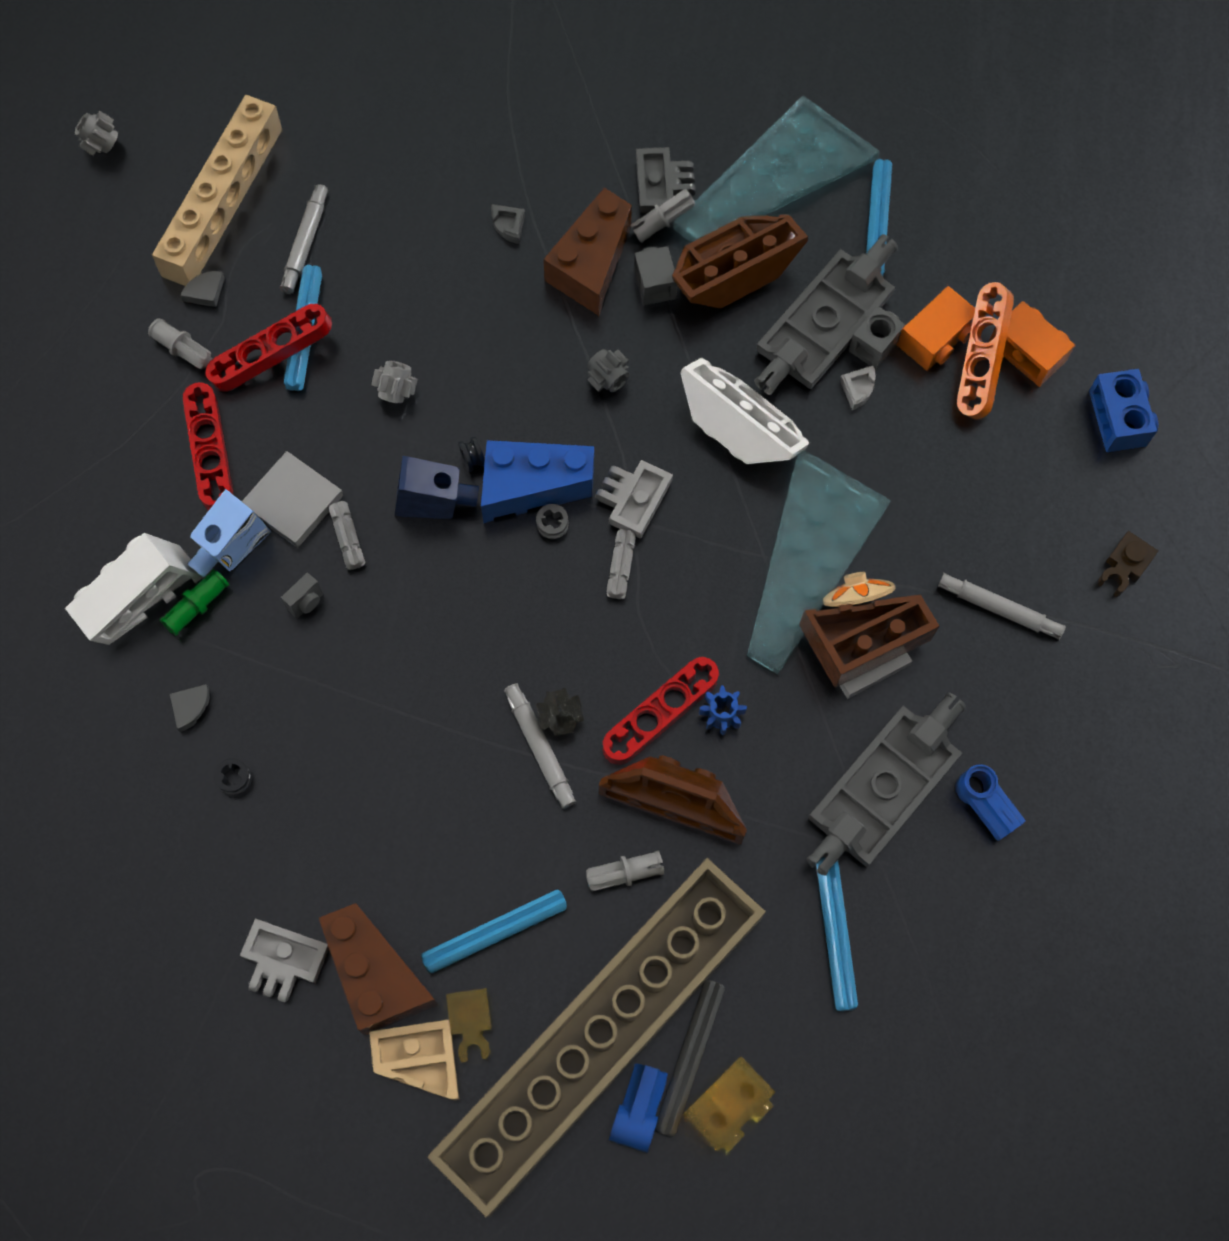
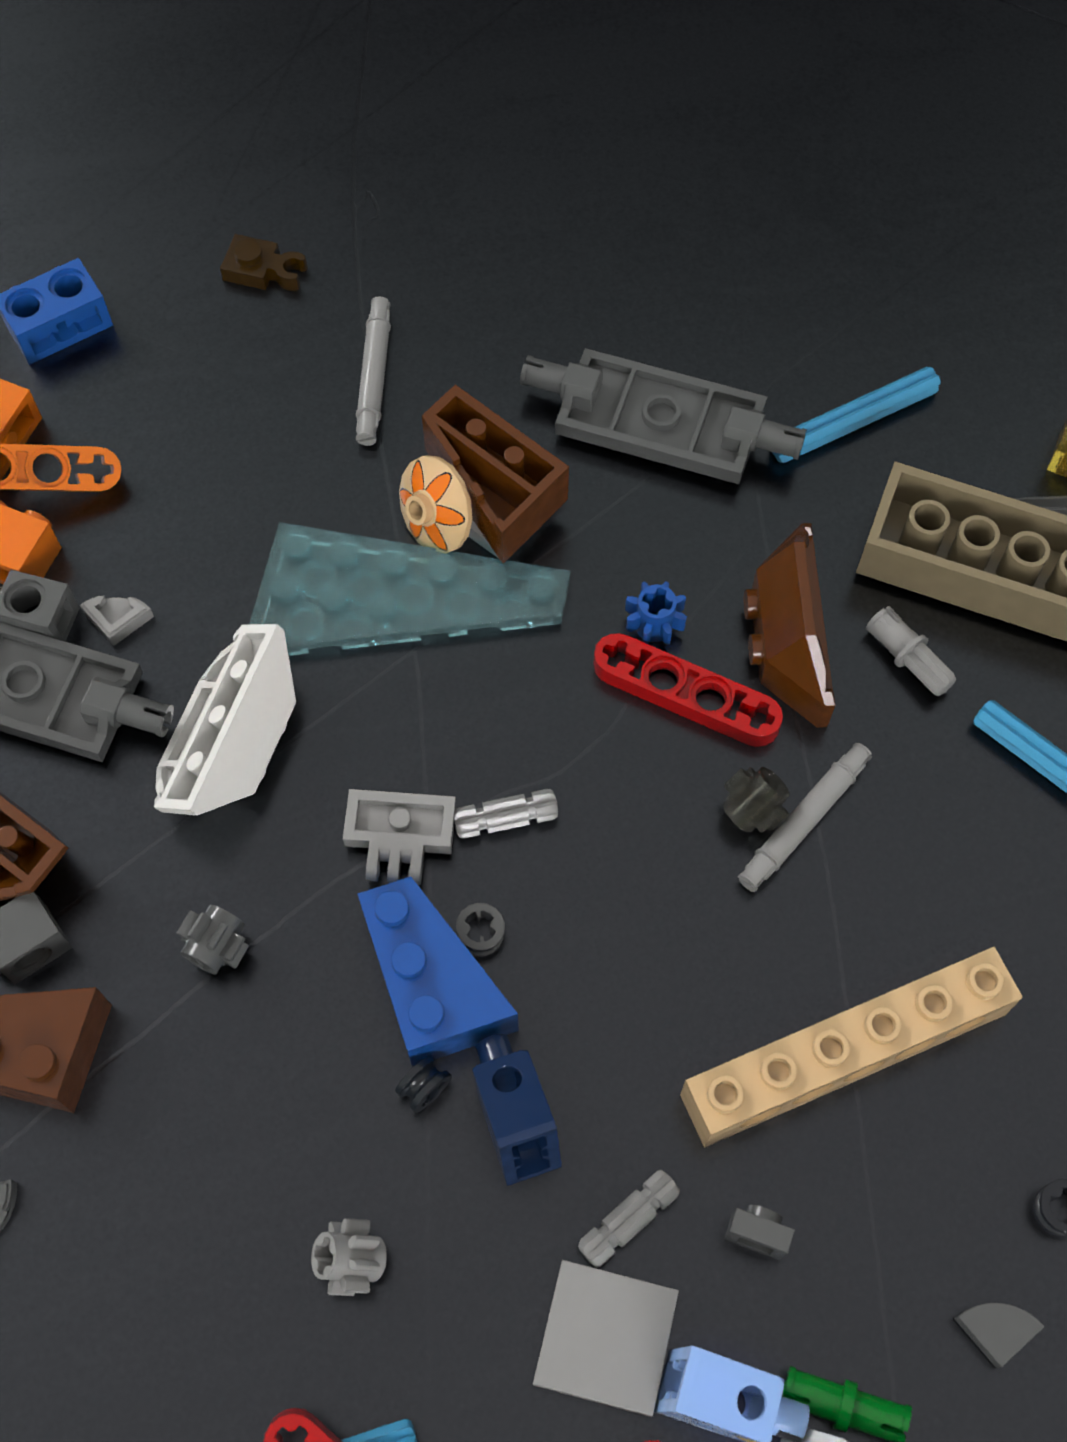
camera: 110 degrees left, 5 degrees down
(379, 695) = (849, 1046): none -> tan brick
(992, 805) = (627, 310): blue piece -> none

